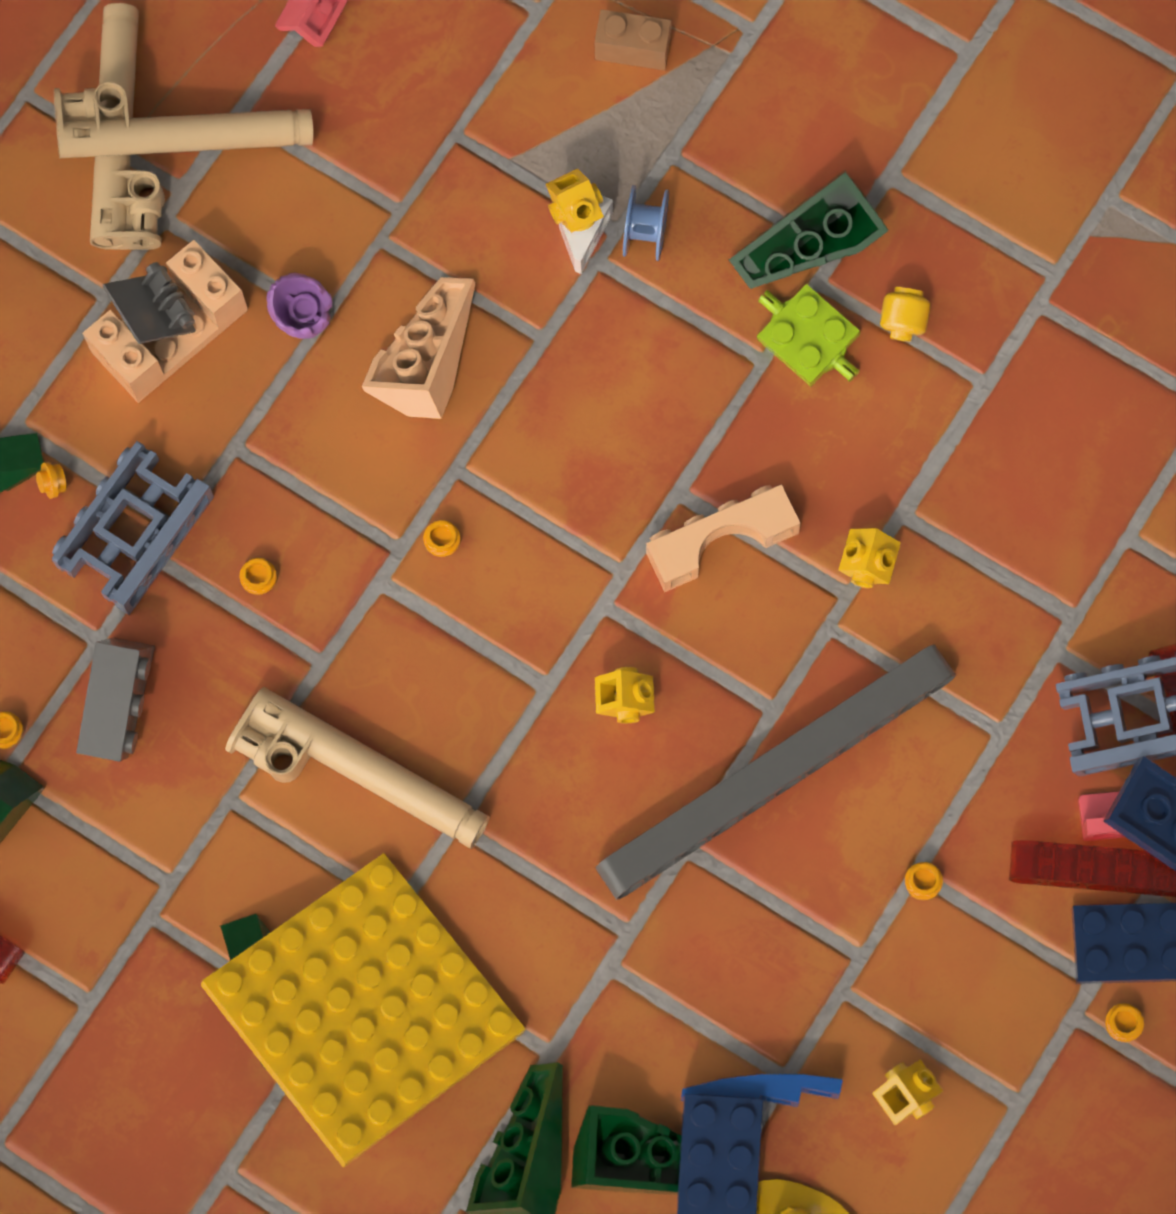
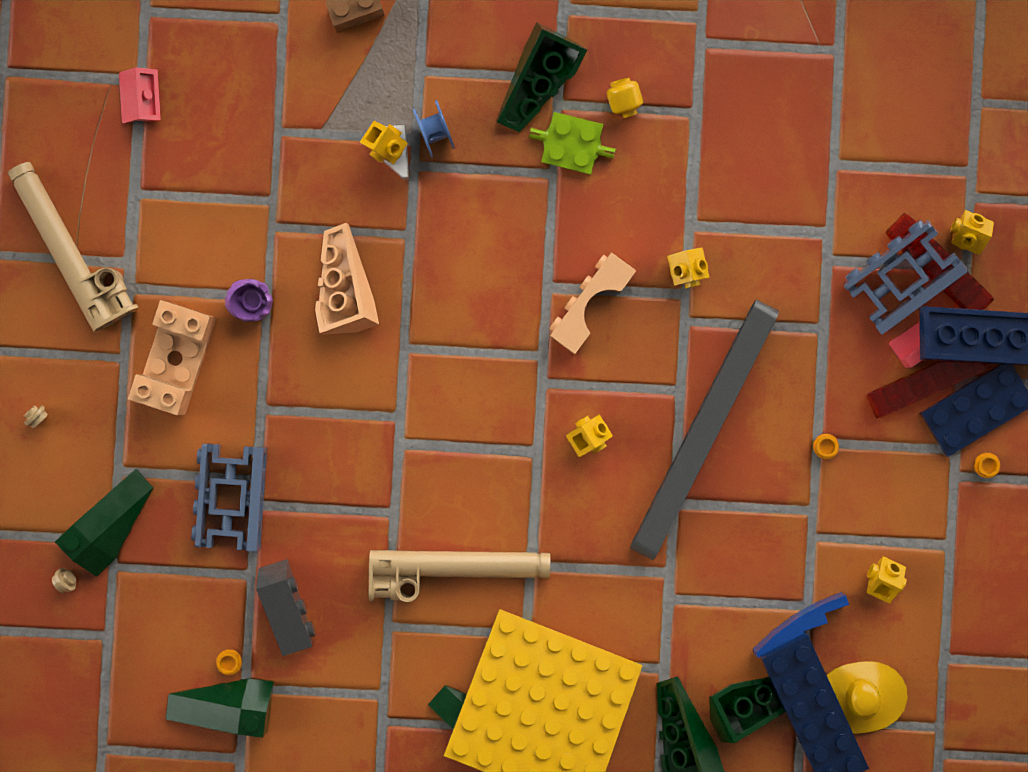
camera: 30 degrees left, 15 degrees up
(51, 479) = (163, 495): light orange plate -> none
(94, 130) = (54, 263): tan piece -> none
(151, 305) = (158, 357): dark grey hinge -> none
(258, 576) = (324, 483): light orange plate -> none
(441, 538) = (422, 397): light orange plate -> none

